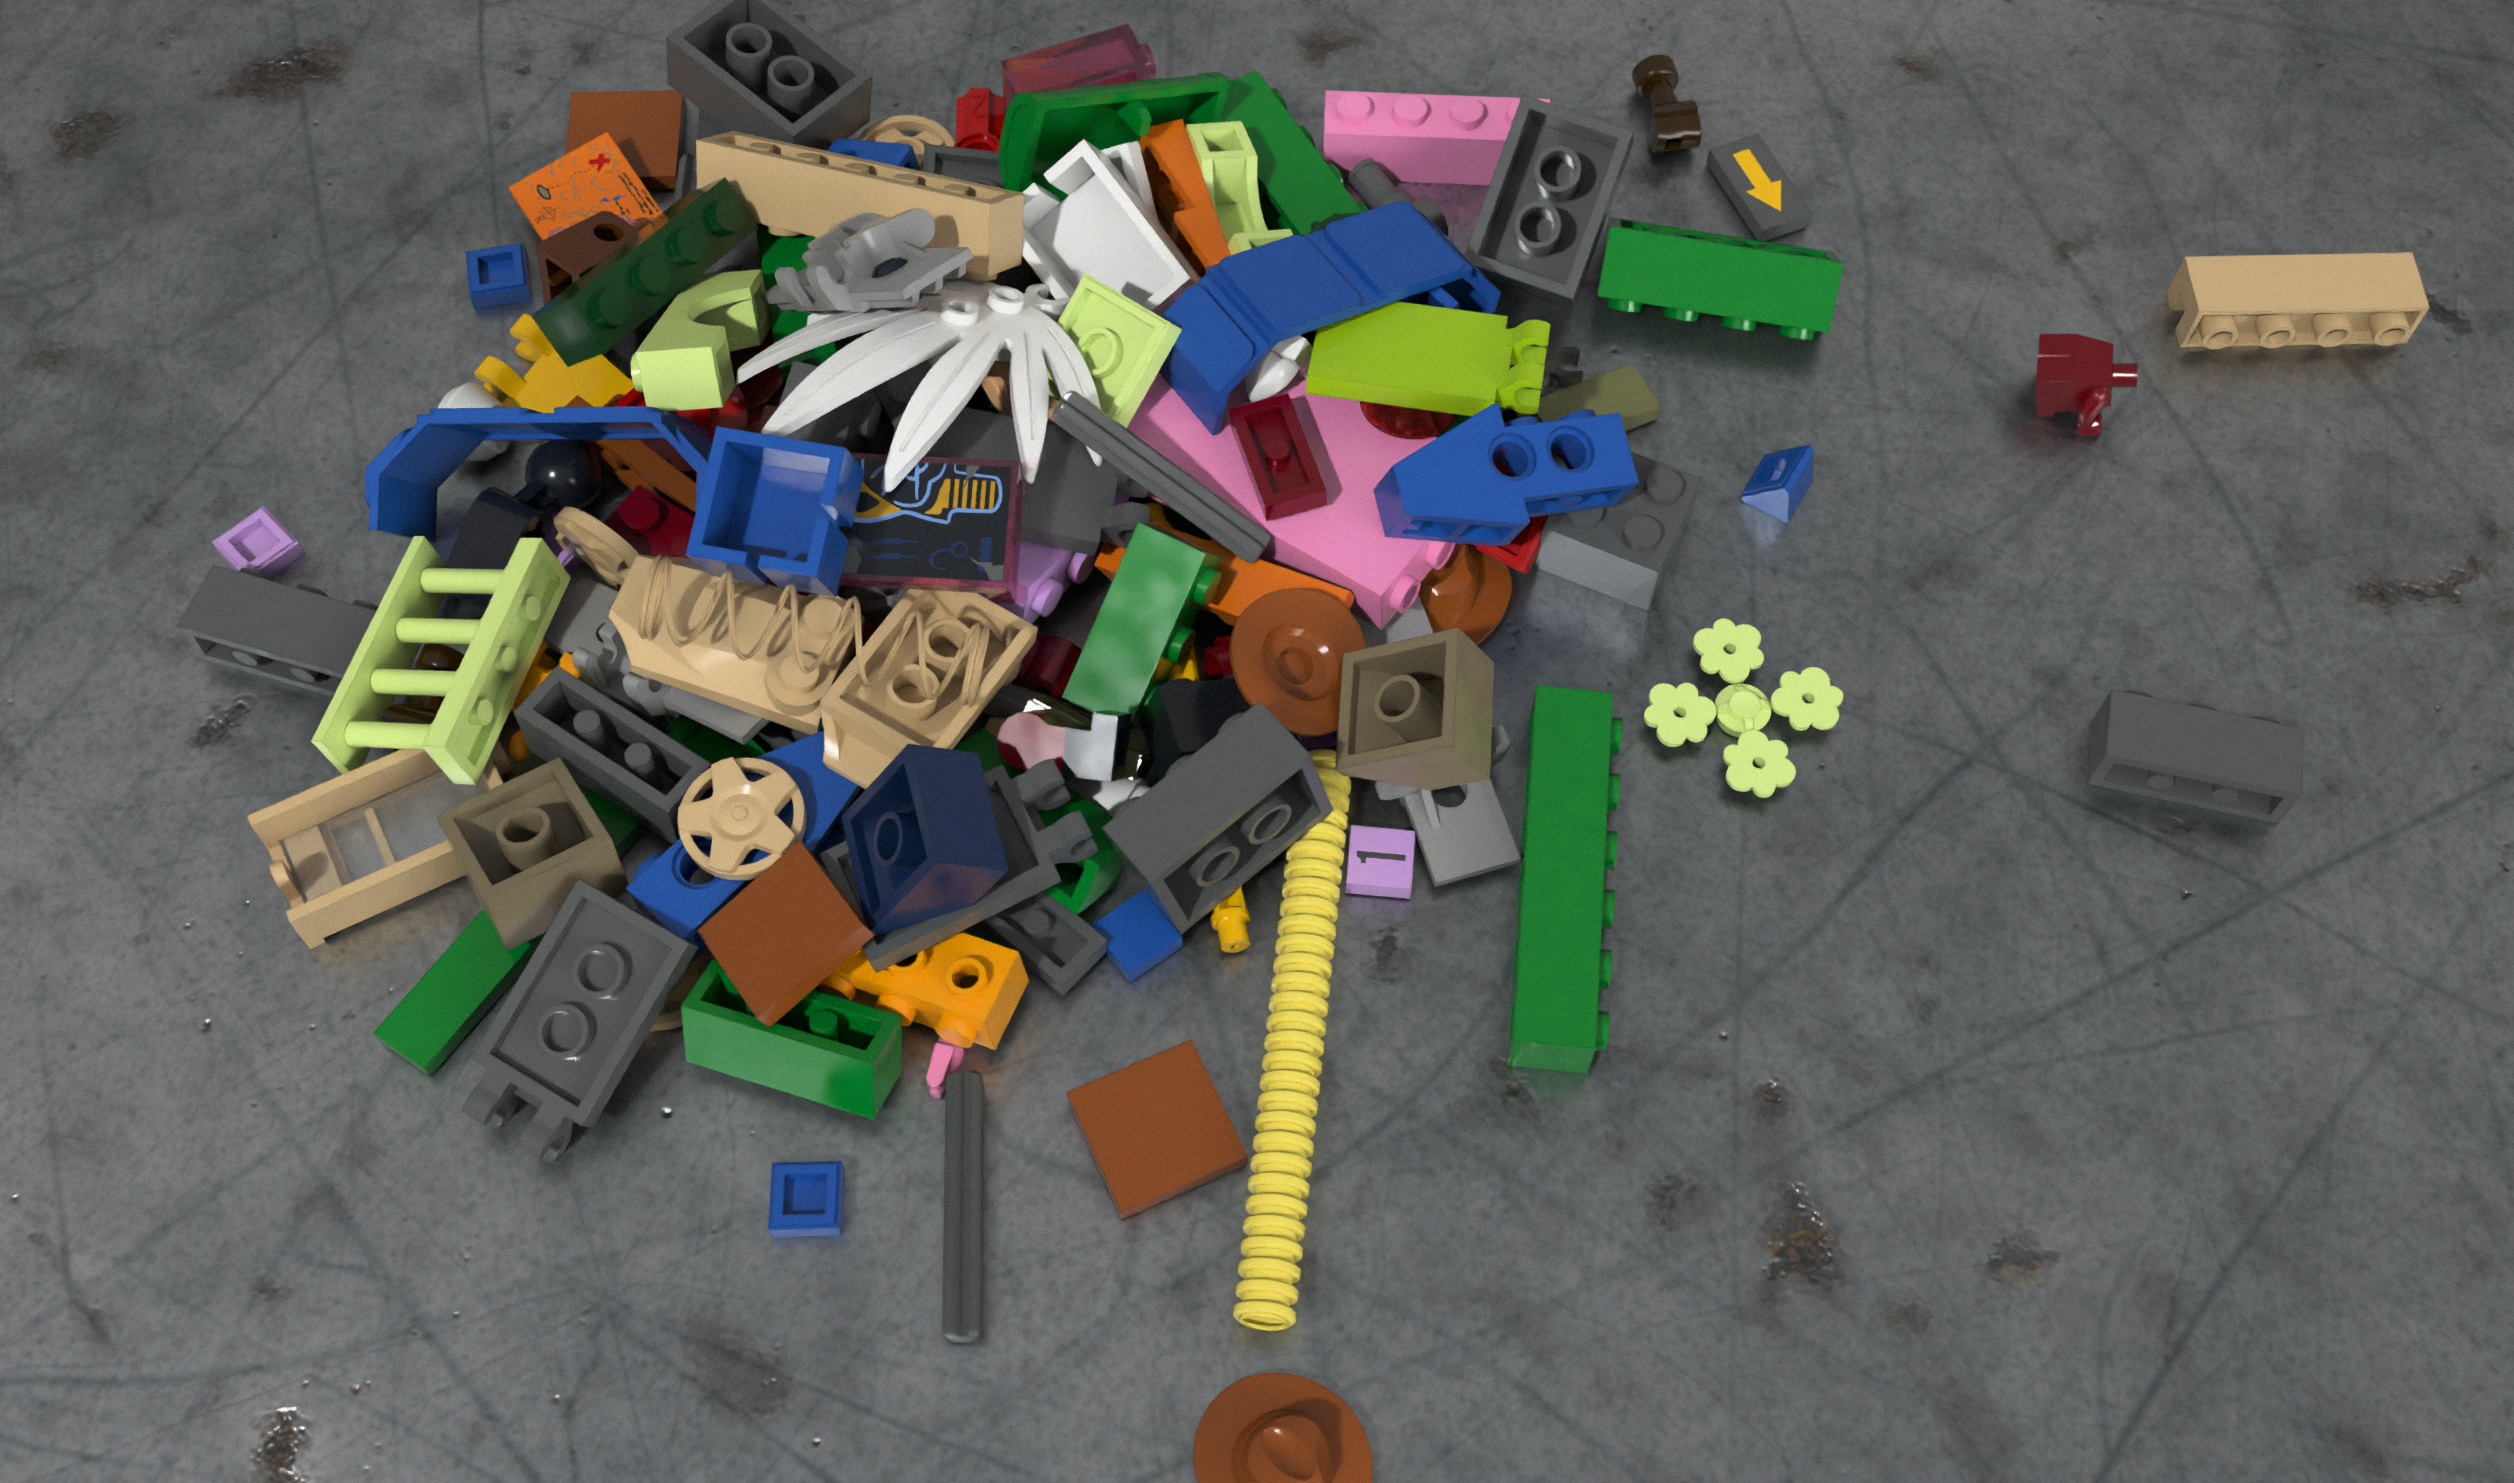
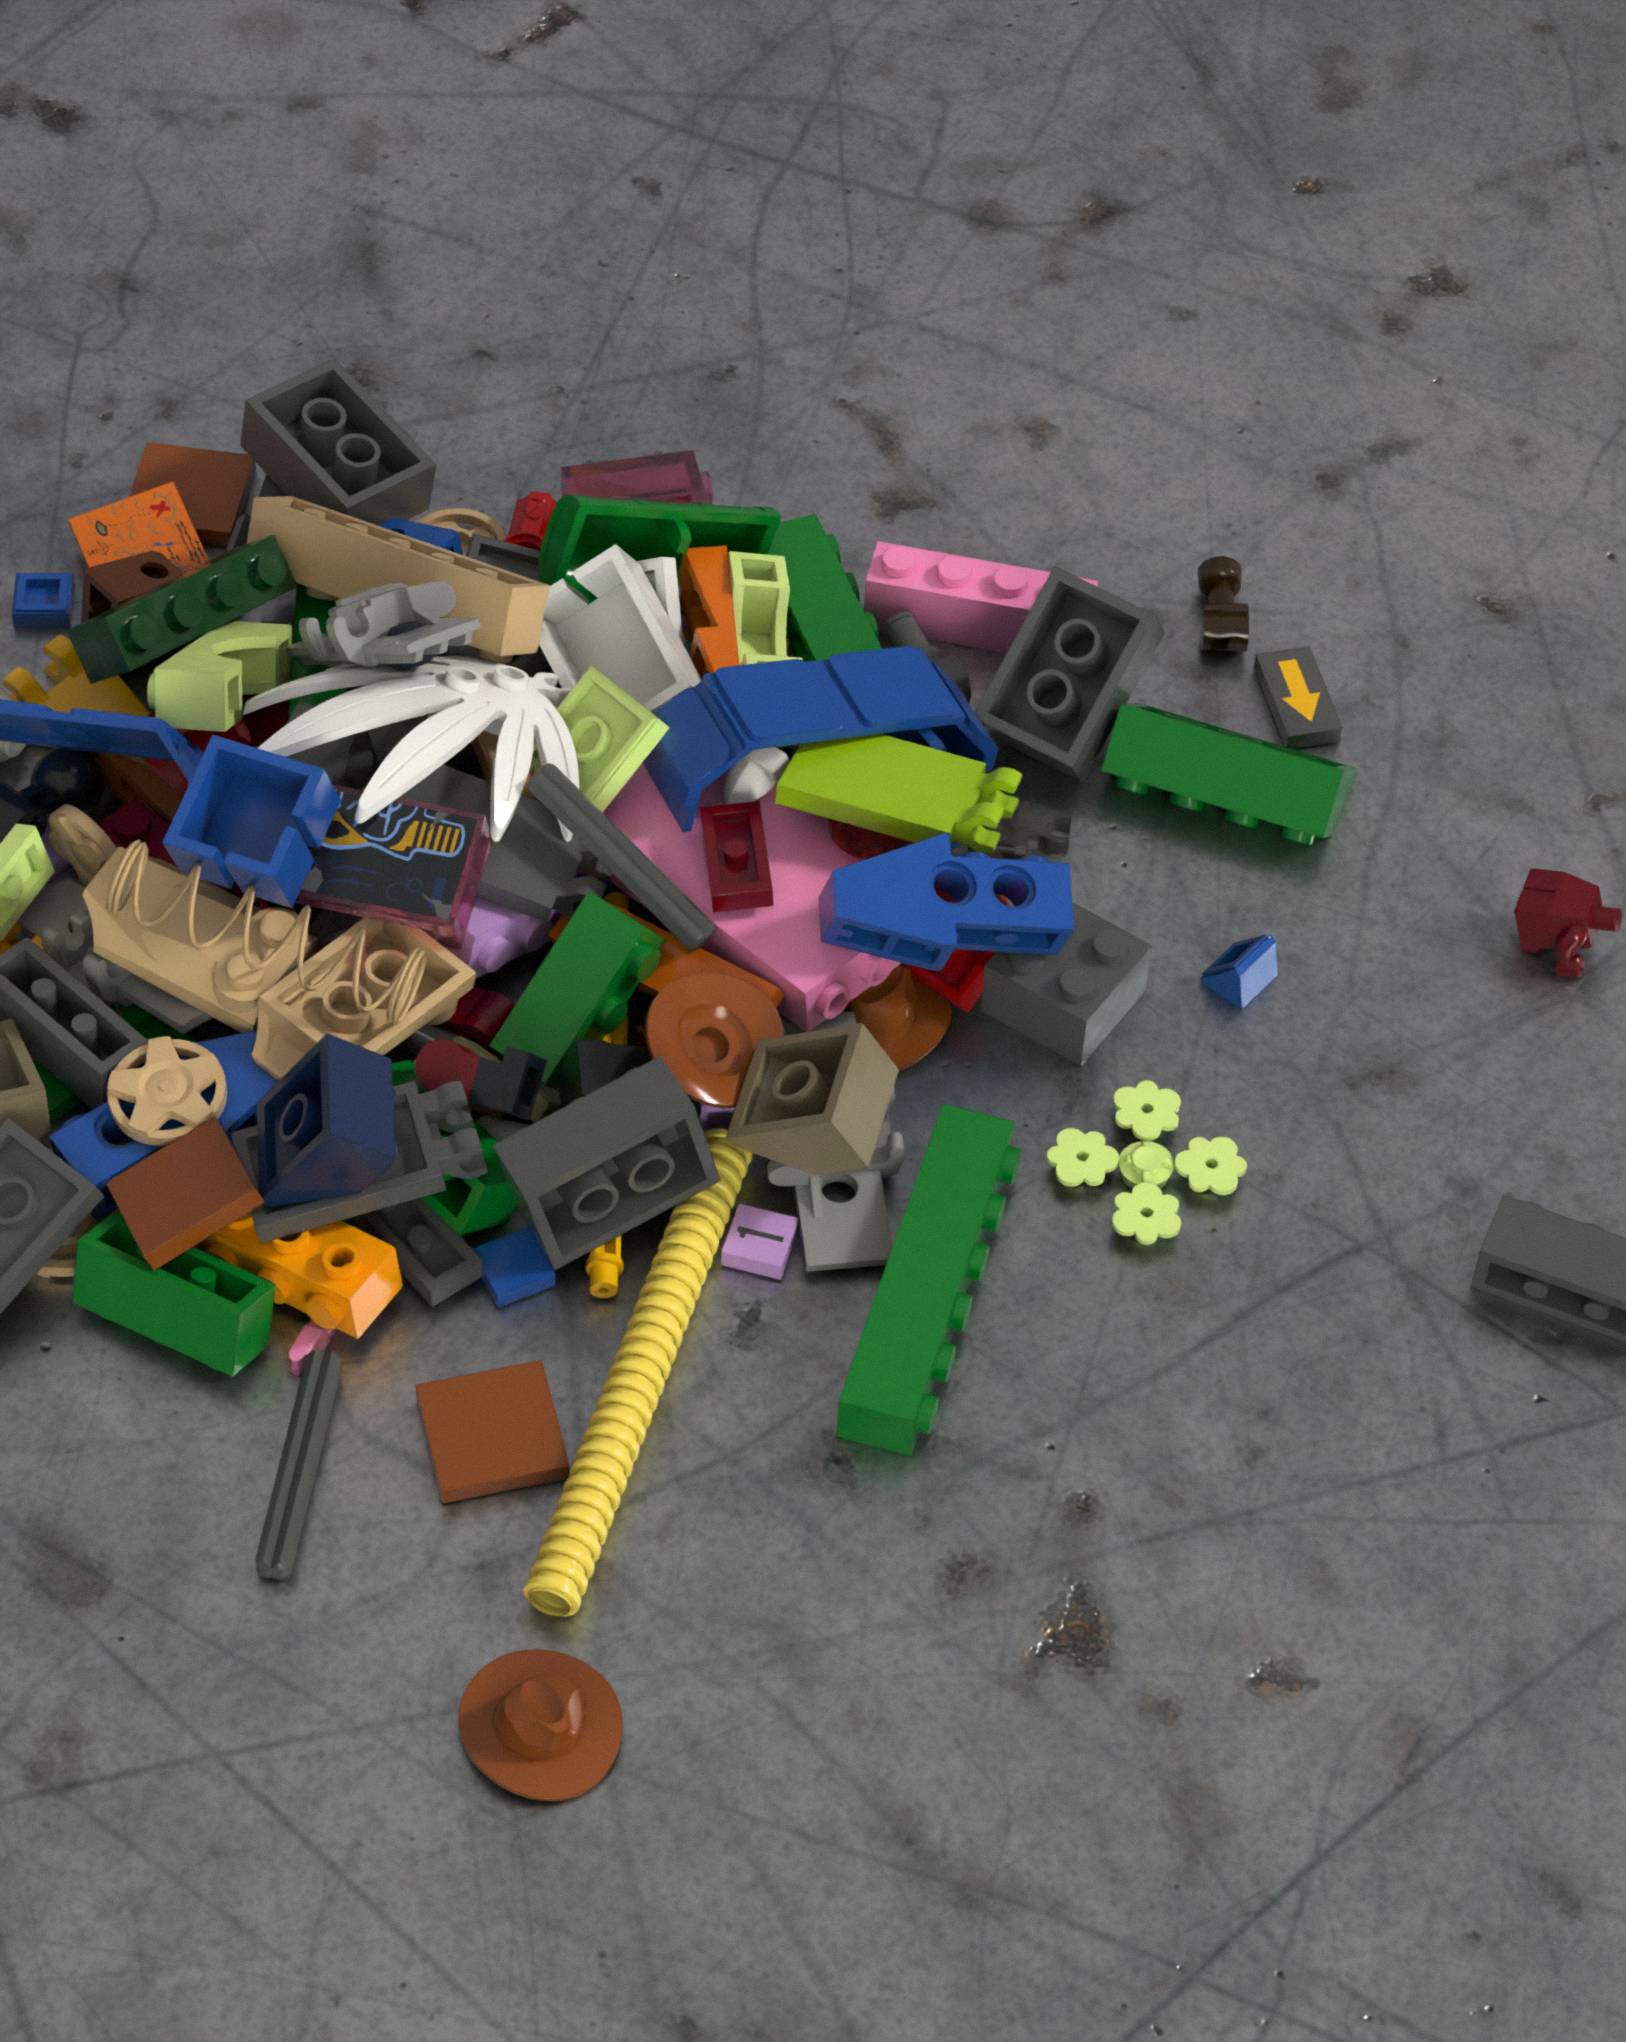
camera: 10 degrees right, 10 degrees down
(806, 1199) = (156, 1436): blue tile -> none
(1613, 392) = (1098, 871): olive tile -> none

